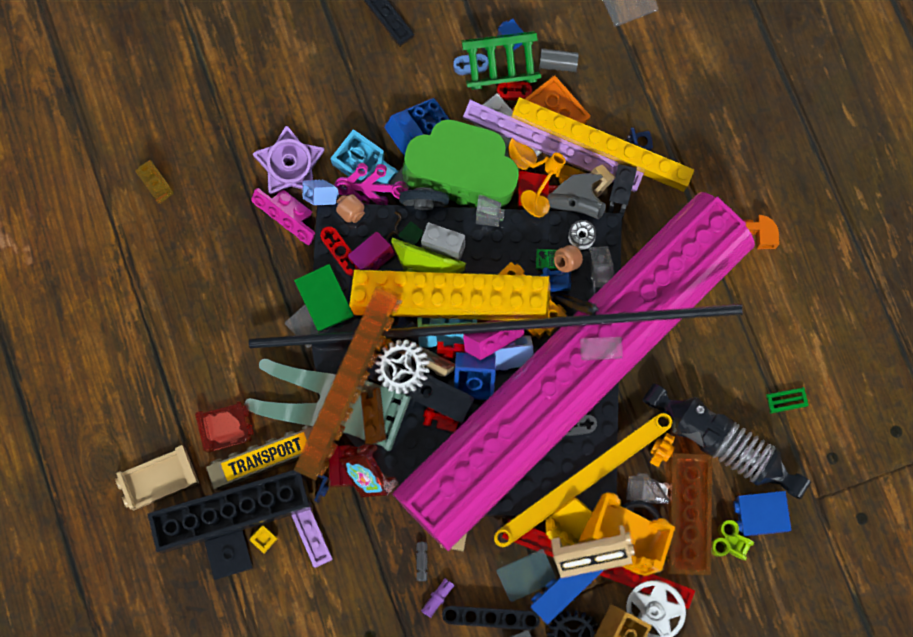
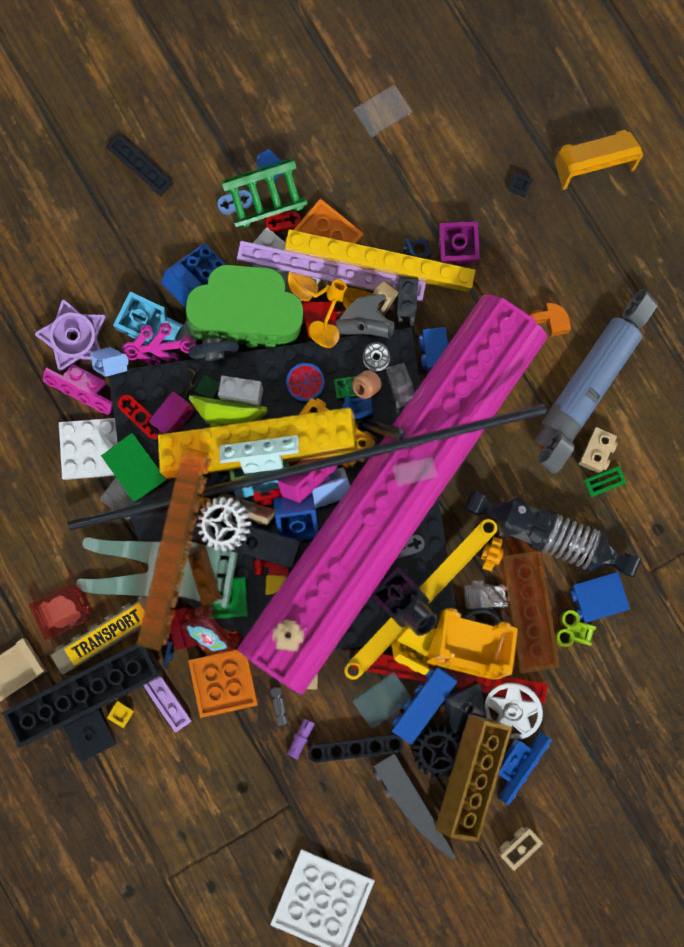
camera: 10 degrees left, 5 degrees up
(277, 269) = (83, 444): none -> white plate
(350, 208) = (142, 373): nougat head -> none
(370, 527) = (222, 683): none -> orange plate
(401, 447) = (237, 602): none -> green tile
(439, 437) = (273, 583): none -> yellow tile
(443, 493) = (293, 642): none -> tan brick
(451, 305) = (260, 454): none -> light aqua bracket
(488, 211) = (280, 351): clear slope -> none
(507, 246) = (305, 382): none -> tile
(559, 60) = (321, 182): dark grey brick -> none
(567, 479) = (405, 603): none -> black brick
(593, 555) = (443, 672): tan panel -> none
(606, 592) = (464, 703): none -> black plate
(638, 233) = (433, 344): none -> blue brick
(683, 141) = (459, 243): none -> magenta brick
(752, 97) = (520, 185): none -> black plate
(785, 368) = (598, 450): none -> tan brick
(791, 299) = (592, 382): none -> piece
(834, 80) = (597, 155): none -> light orange windscreen

